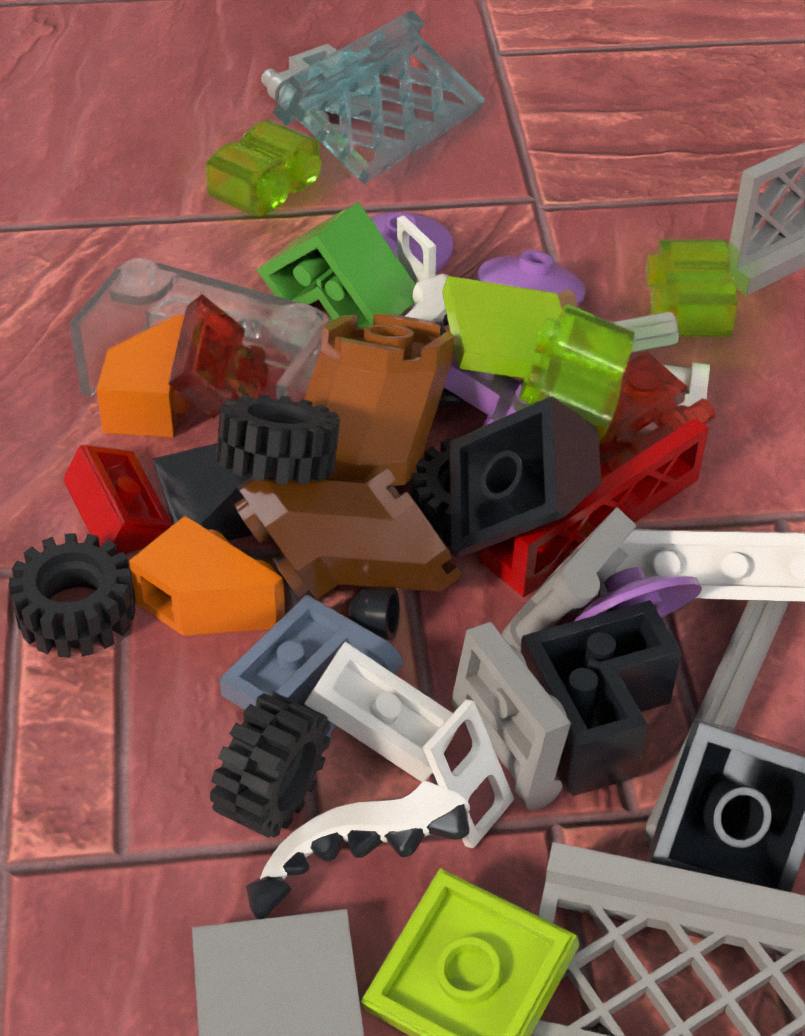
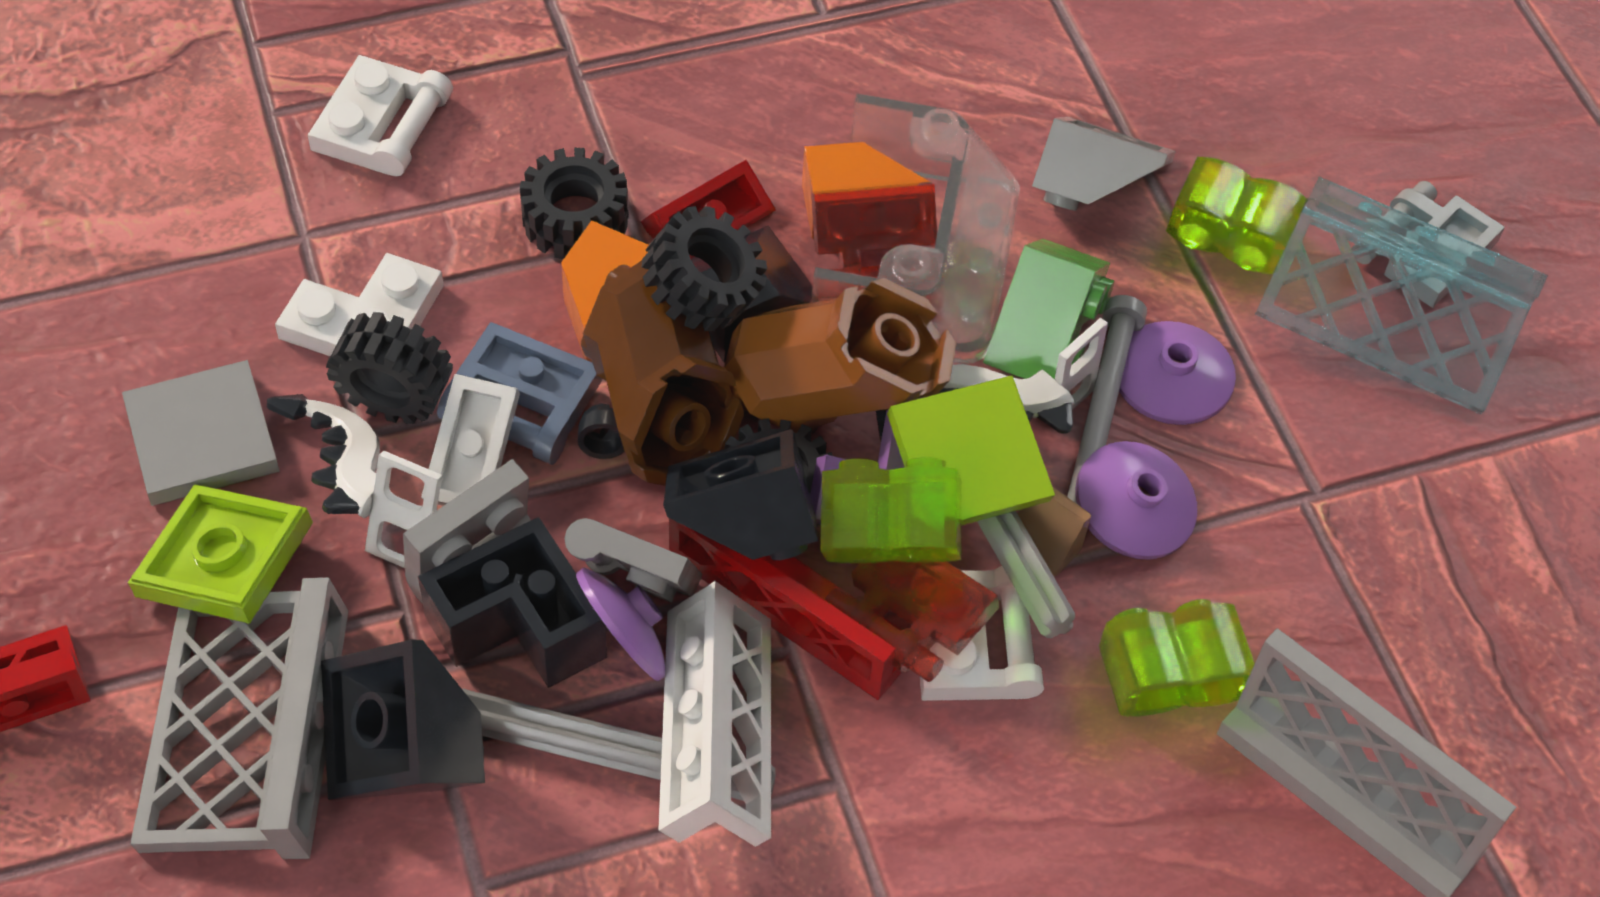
camera: 75 degrees right, 10 degrees up
(164, 810) = (320, 313): none -> white plate
(182, 225) = (1092, 161): none -> light grey slope

